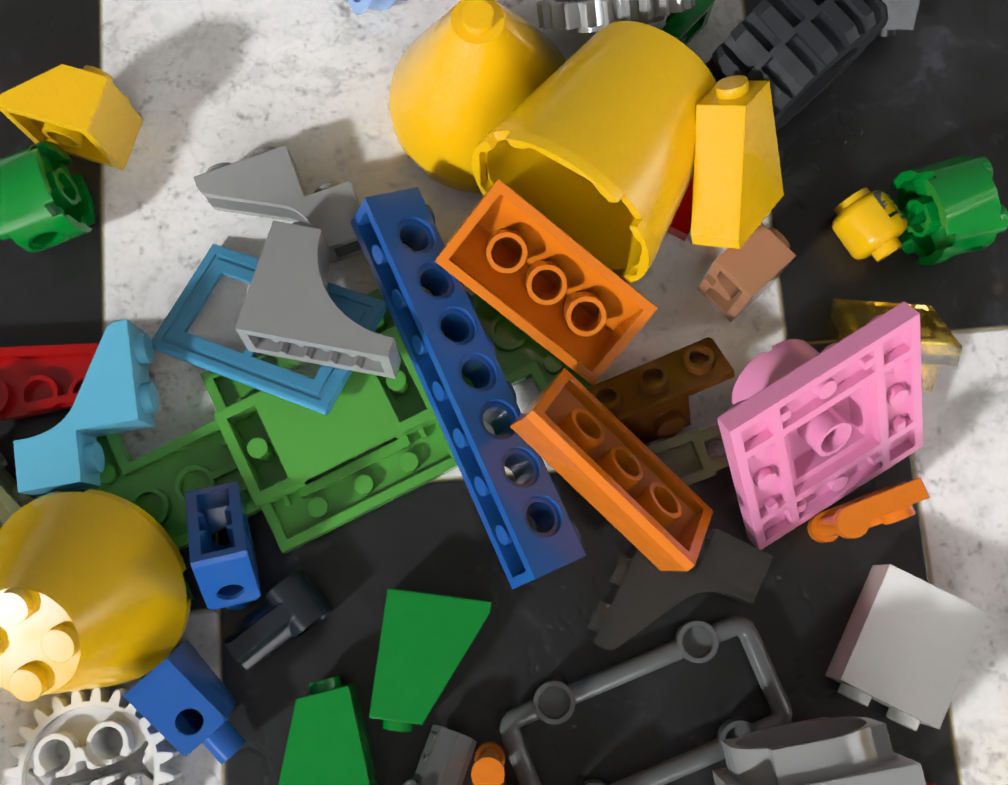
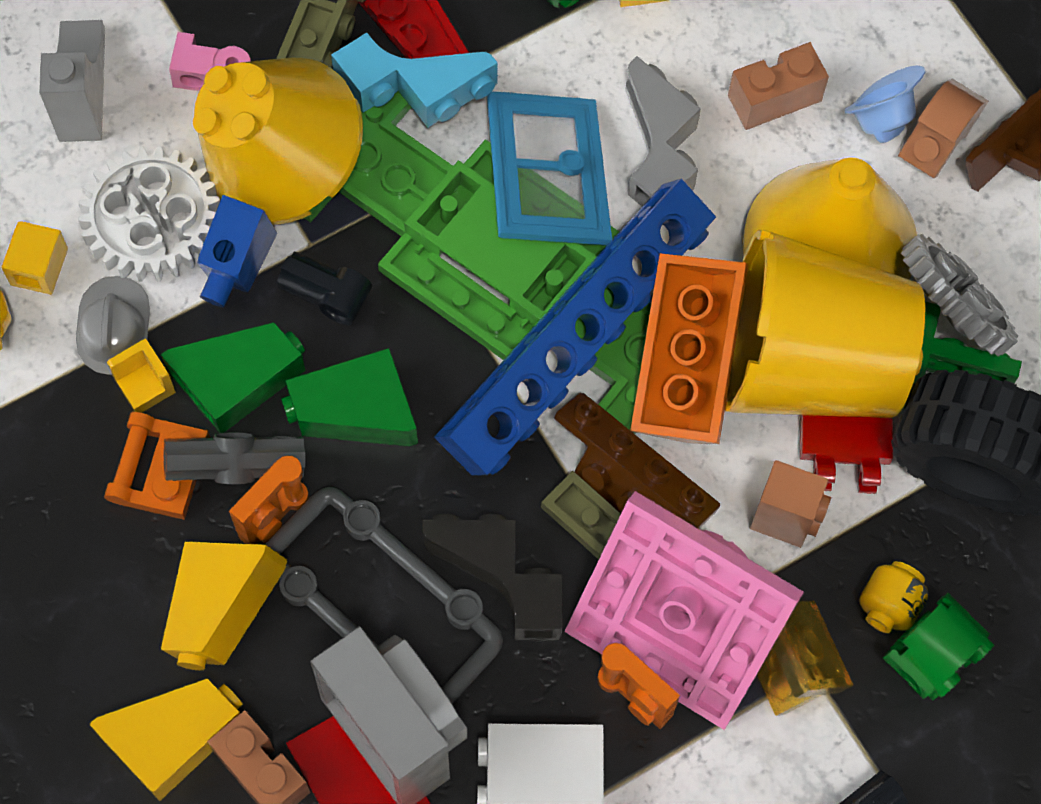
camera: 60 degrees right, 10 degrees down
(223, 572) = (345, 225): blue torso -> none
(293, 314) = (569, 171): light grey arch -> none
(298, 73) = (769, 93): none -> nougat brick
(616, 473) = (567, 464): orange slope -> none
(734, 163) = (857, 432): yellow slope -> none

